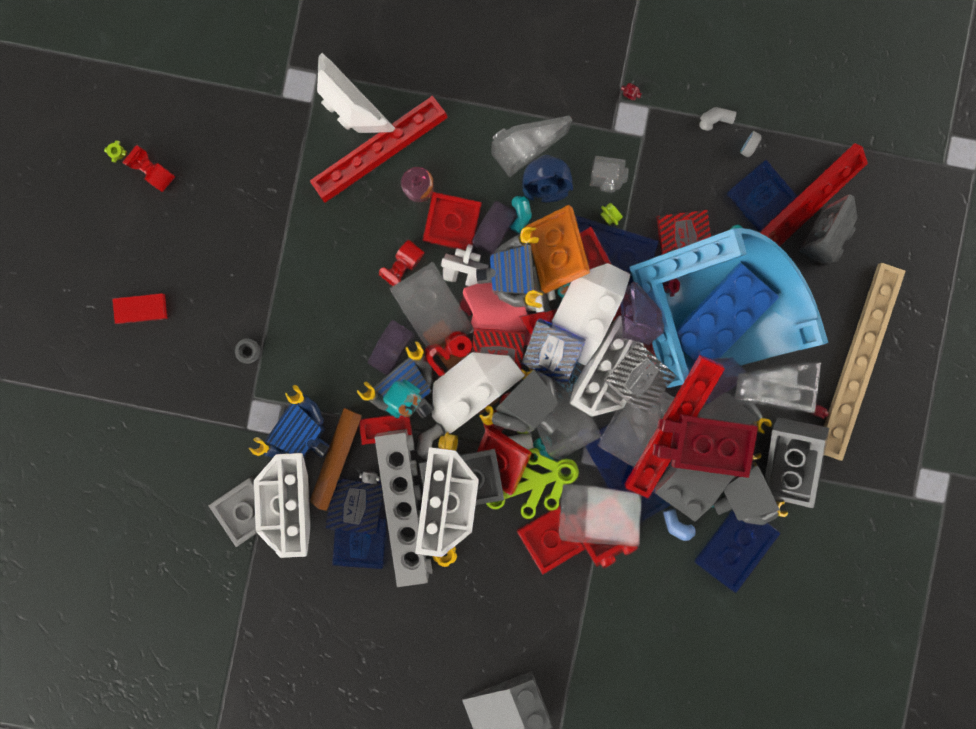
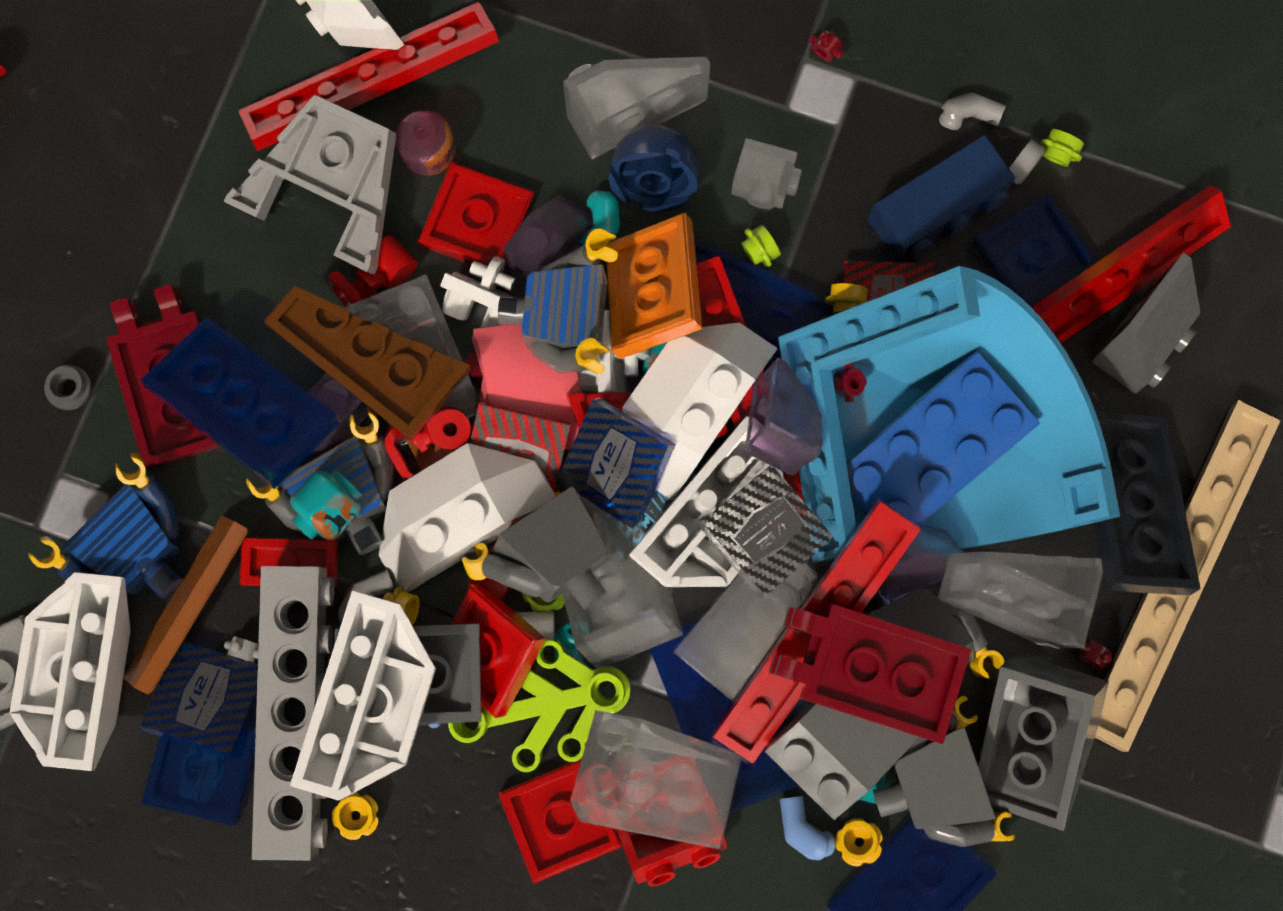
camera: 10 degrees right, 10 degrees down
(301, 339) = (138, 347): none -> dark red tile
(345, 349) = (241, 402): none -> clear blue tile
(371, 203) = (337, 159): none -> light grey wing
(414, 317) = (381, 368): none -> reddish brown wing
(664, 239) = (846, 296): none -> yellow plate
(707, 534) = (855, 829): none -> yellow plate
(708, 173) = (942, 200): none -> dark blue brick
(770, 132) = (1062, 147): none -> lime plate
(845, 352) = (1151, 540): none -> black plate

